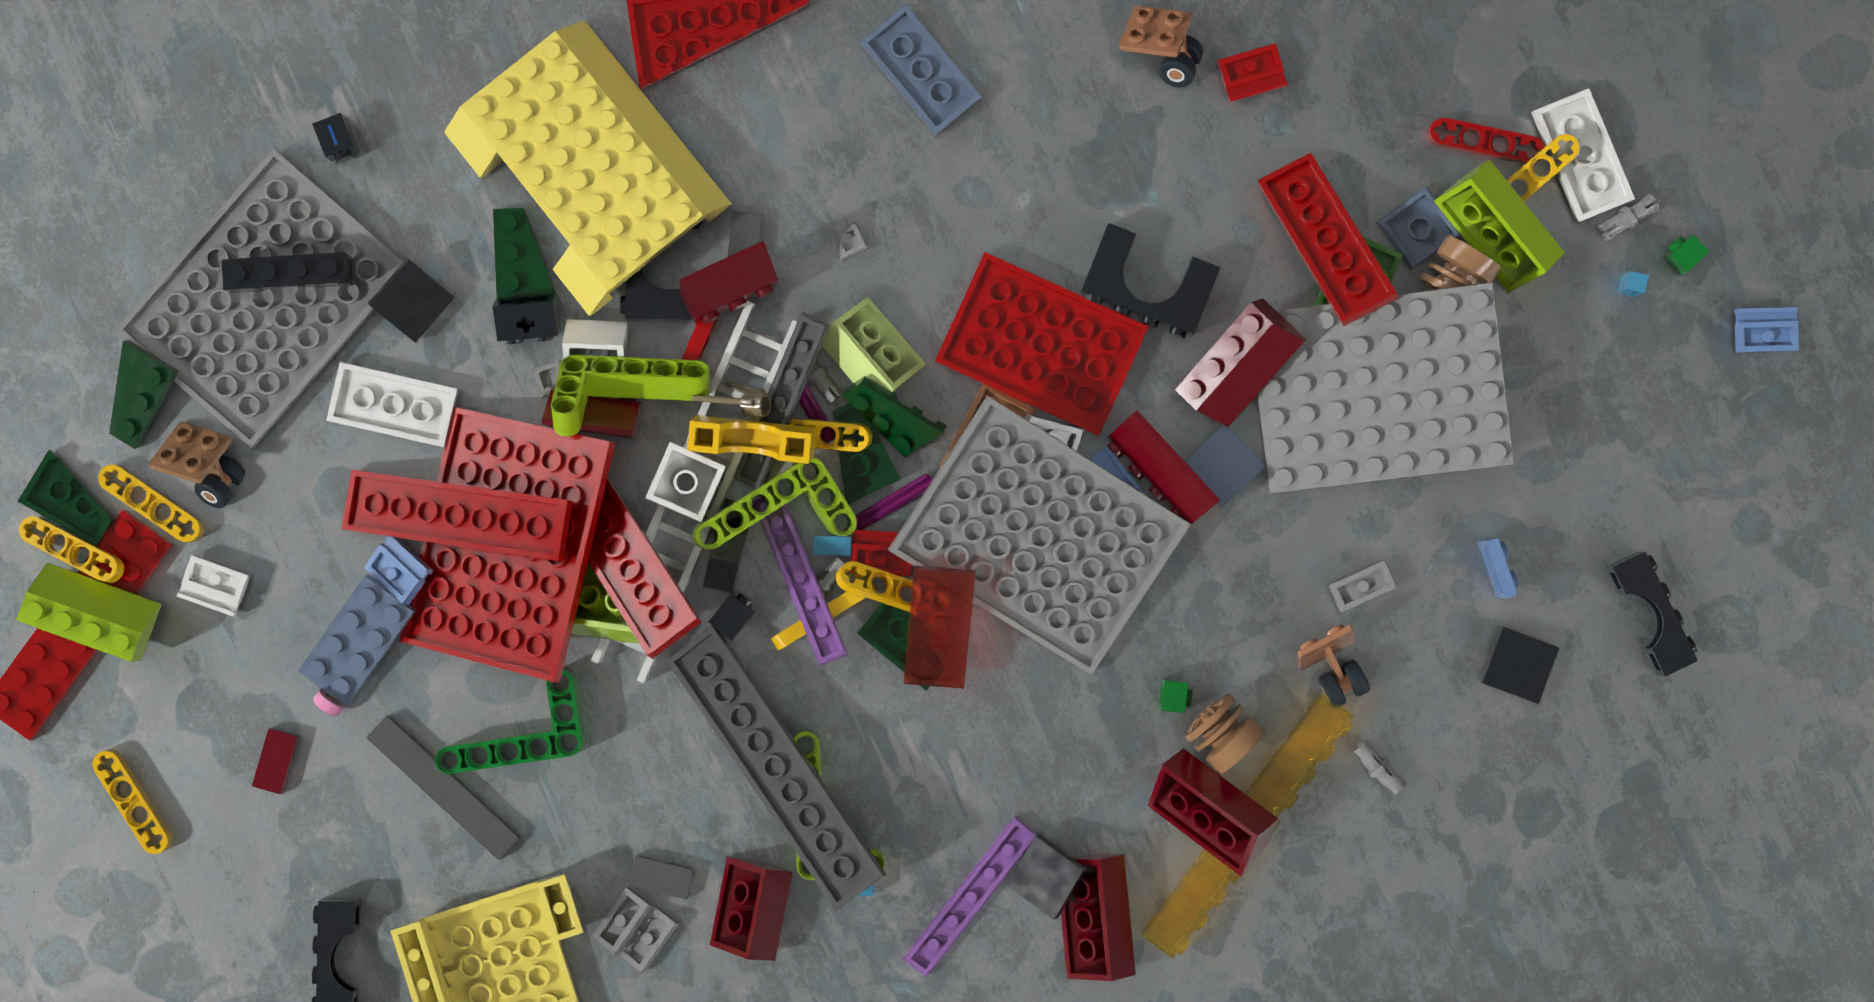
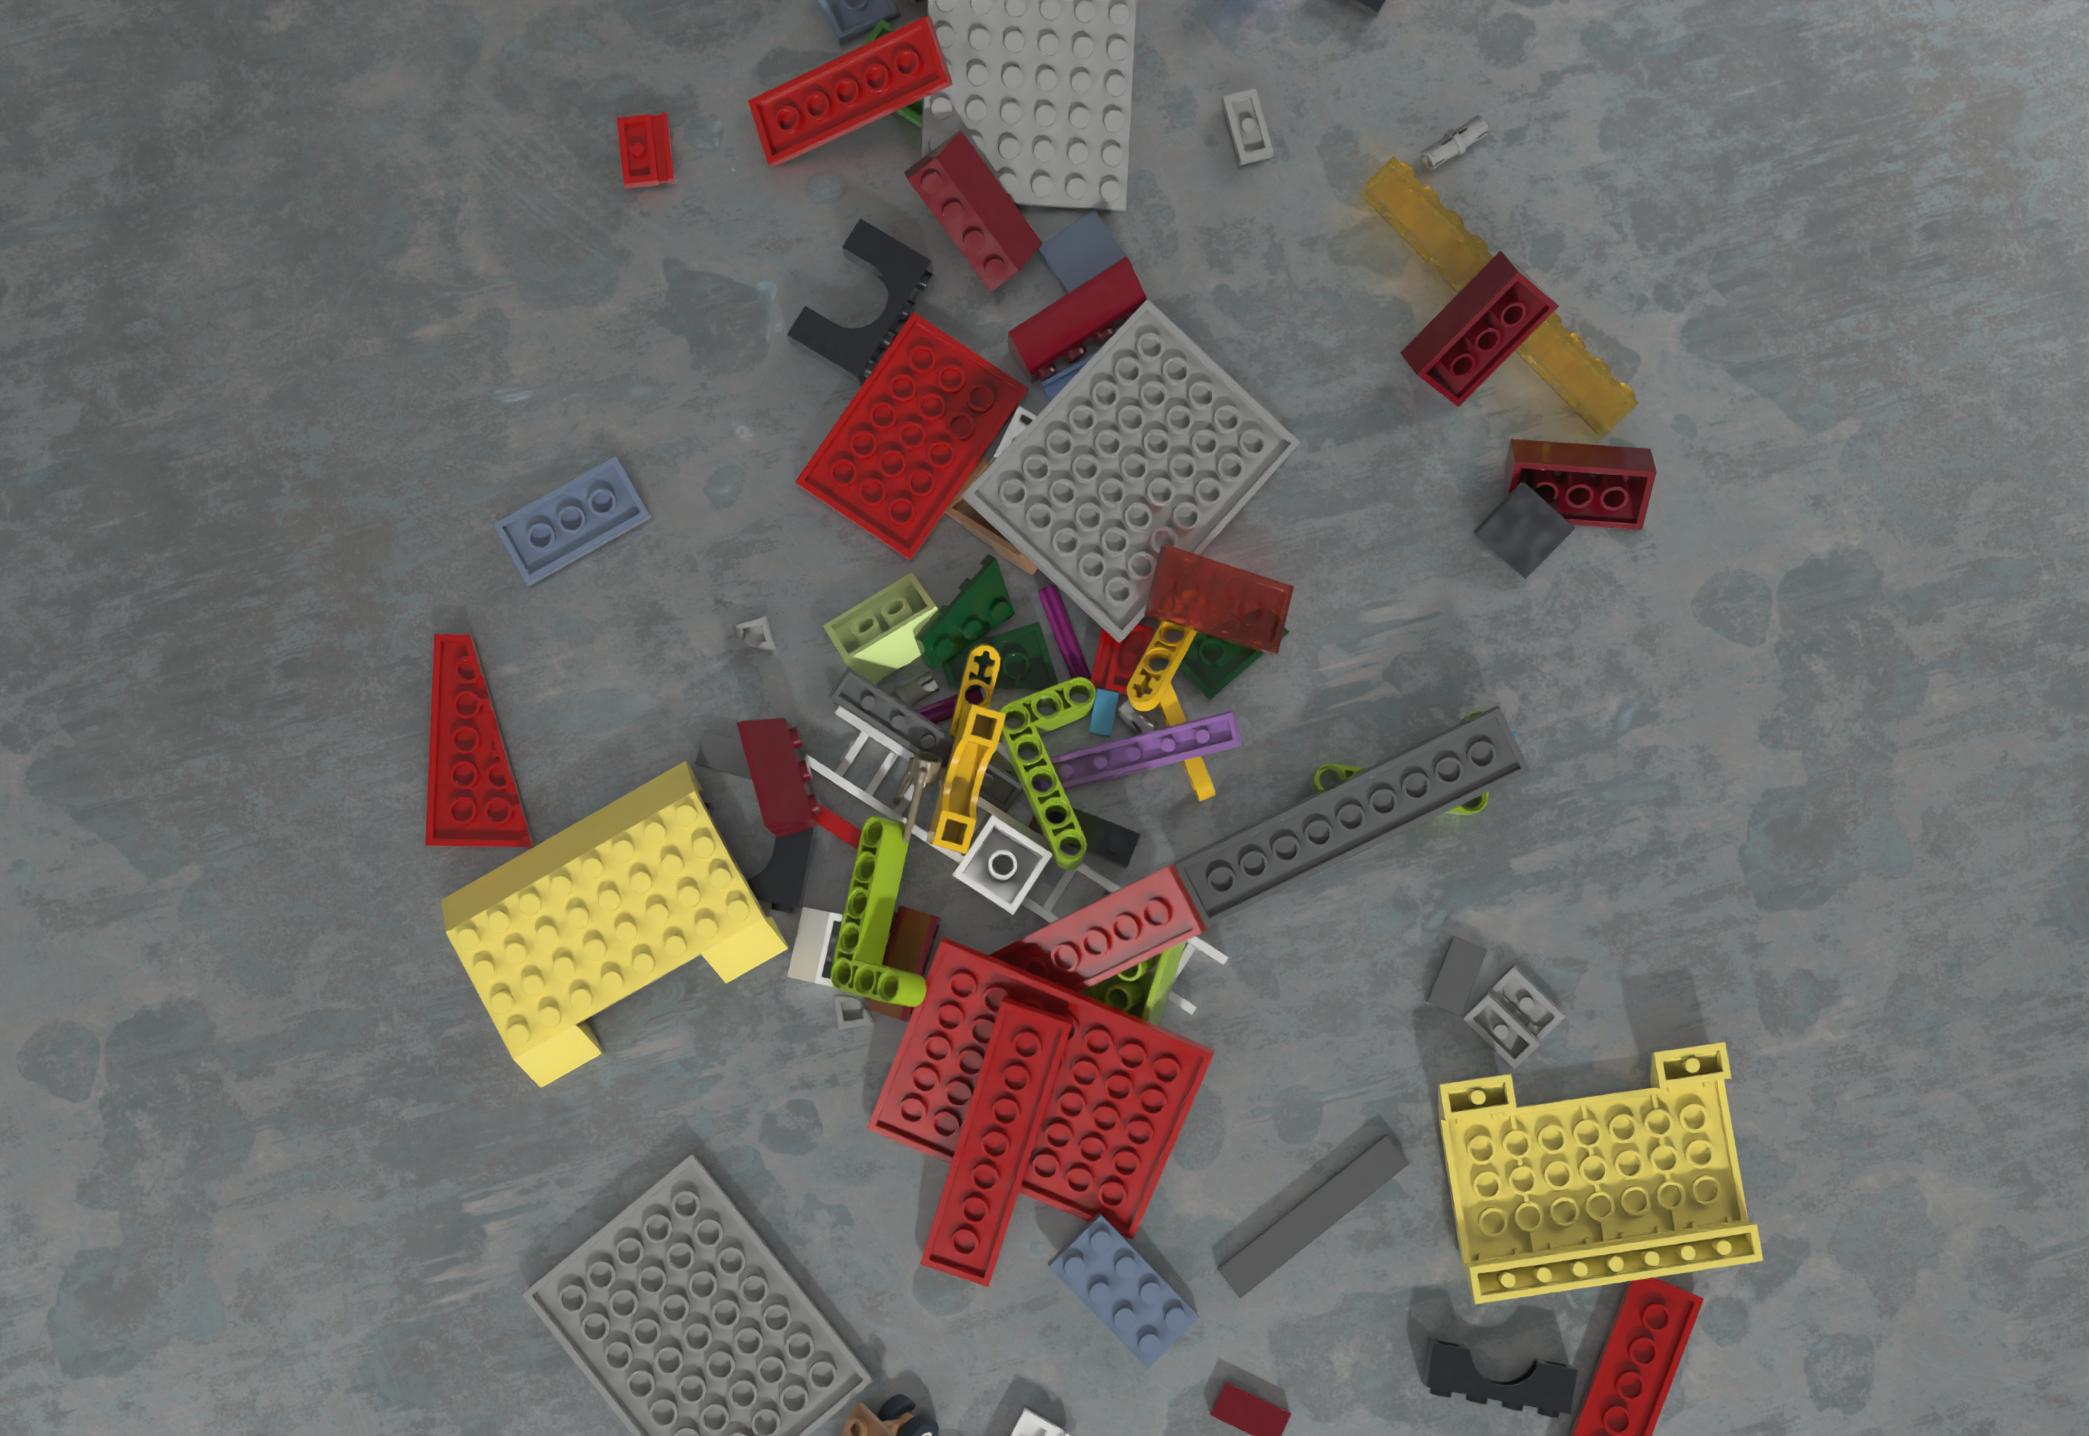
camera: 75 degrees left, 5 degrees down
(273, 272) = (670, 1302): black arch -> none
(327, 703) = (1192, 1338): bright pink tile -> none
(336, 138) = (523, 1216): black brick -> none
(392, 404) = (851, 1202): white plate -> none
(398, 569) = (1047, 1226): medium blue plate -> none
(411, 300) = (732, 1157): black tile -> none
(517, 256) = (705, 1024): dark green wing -> none
(524, 742) = (1274, 1111): green beam -> none
(538, 308) = (775, 1005): black brick -> none
(733, 615) = (1165, 839): black brick -> none
(751, 909) = (1510, 876): dark red slope -> none
(970, 896) = (1532, 623): medium lavender tile -> none
(1164, 34) = (583, 236): nougat plate -> none
(1175, 696) = (1339, 353): green plate -> none
(1224, 733) = (1391, 301): medium nougat wheel -> none
(1353, 677) = (1347, 163): nougat plate -> none

